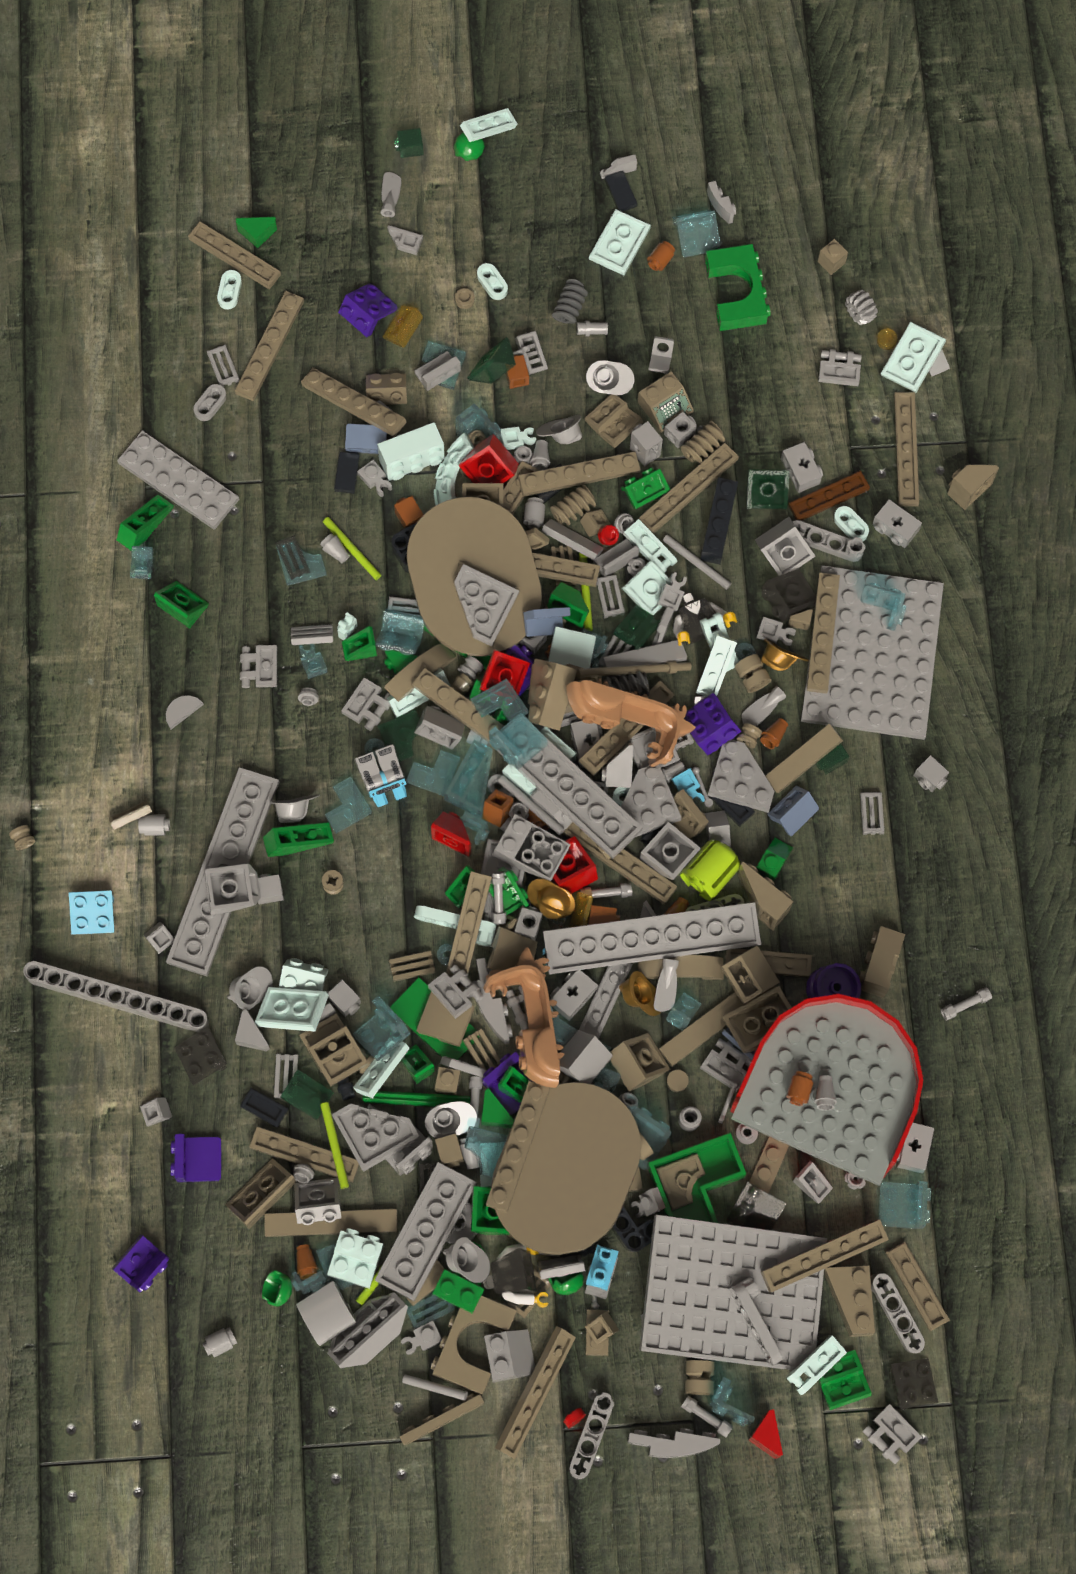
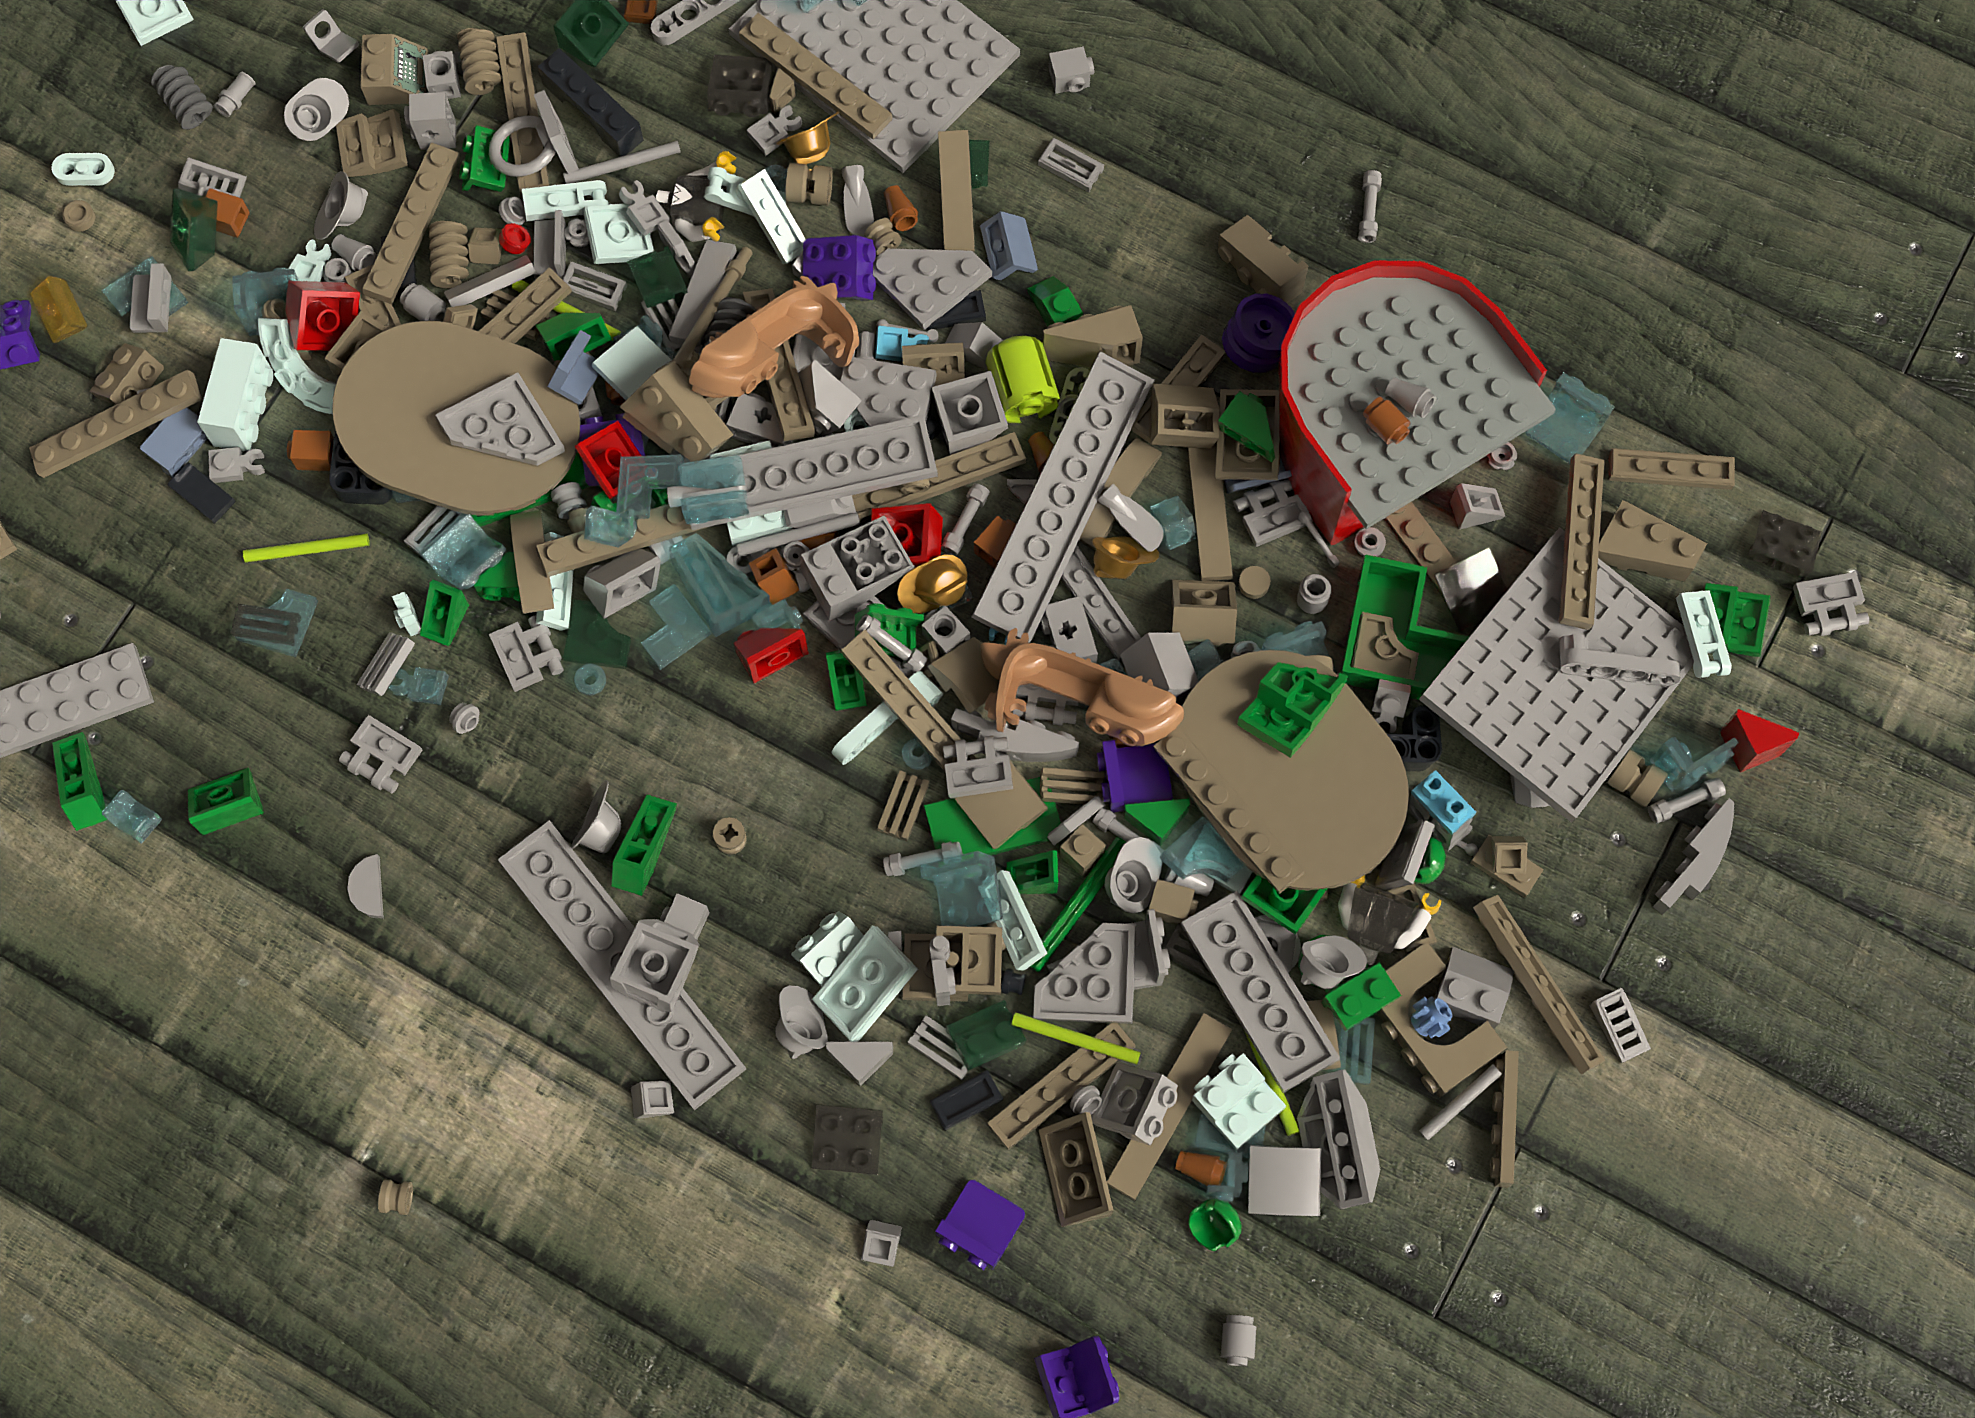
camera: 55 degrees left, 0 degrees up
(91, 912) = (560, 1166): medium azure hinge -> none
(109, 989) = (679, 1204): light grey beam -> none
(130, 815) = (463, 1037): tile -> none
(154, 825) = (498, 1014): light grey brick -> none
(311, 1045) = (943, 977): none -> light grey plate
(335, 548) = (291, 567): light grey cone -> none
(344, 999) = (893, 912): light grey brick -> none
(352, 809) = (648, 751): clear light blue tile -> none
(374, 984) = (897, 864): none -> light grey bar
(381, 781) = (632, 689): hips -> none
(425, 1336) = (1387, 1077): light grey plate -> none
(459, 699) = (609, 526): none -> clear light blue bracket
(471, 1339) = (1431, 1017): none -> medium blue gear
(502, 725) = (680, 492): none -> light grey piece
(513, 1084) = (1143, 770): green slope -> none
(553, 1440) = (1625, 1009): none -> light grey slope
(574, 1417) = (1597, 956): red tile -> none
(581, 910) = (974, 557): clear yellow slope -> none
(594, 1437) = (1635, 948): light grey beam -> none
(601, 1143) = (1290, 705): none -> green slope
(682, 513) = (551, 135): none -> light grey tile
(763, 1014) = (1248, 424): none -> green slope
(785, 547) = (678, 51): light grey slope -> none
(900, 1311) = (1650, 497): light grey beam -> none

